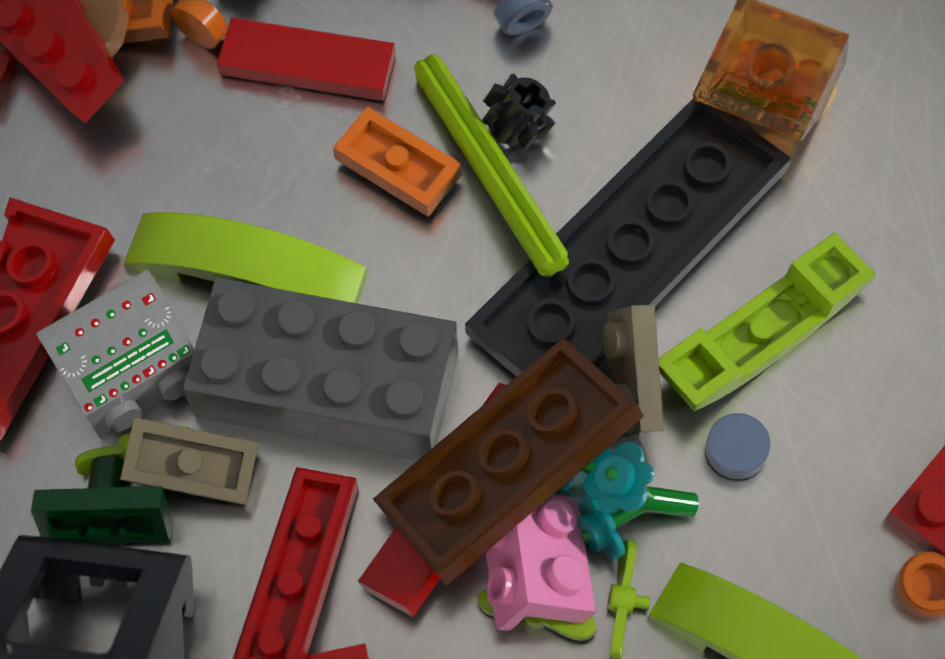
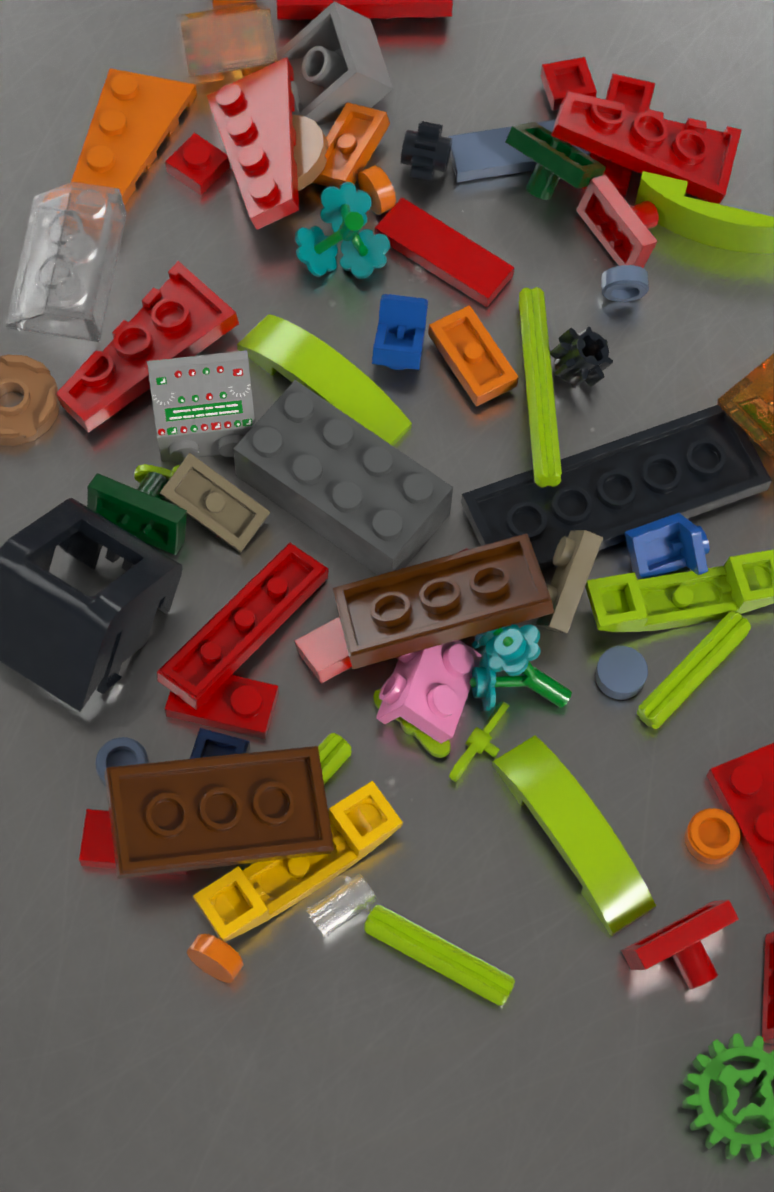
camera: 20 degrees right, 0 degrees up
(213, 94) = (346, 213): none -> teal plant
(305, 170) = (400, 332): none -> blue bracket
(719, 281) = (667, 546): none -> blue bracket
(813, 407) = (693, 669): none -> lime axle

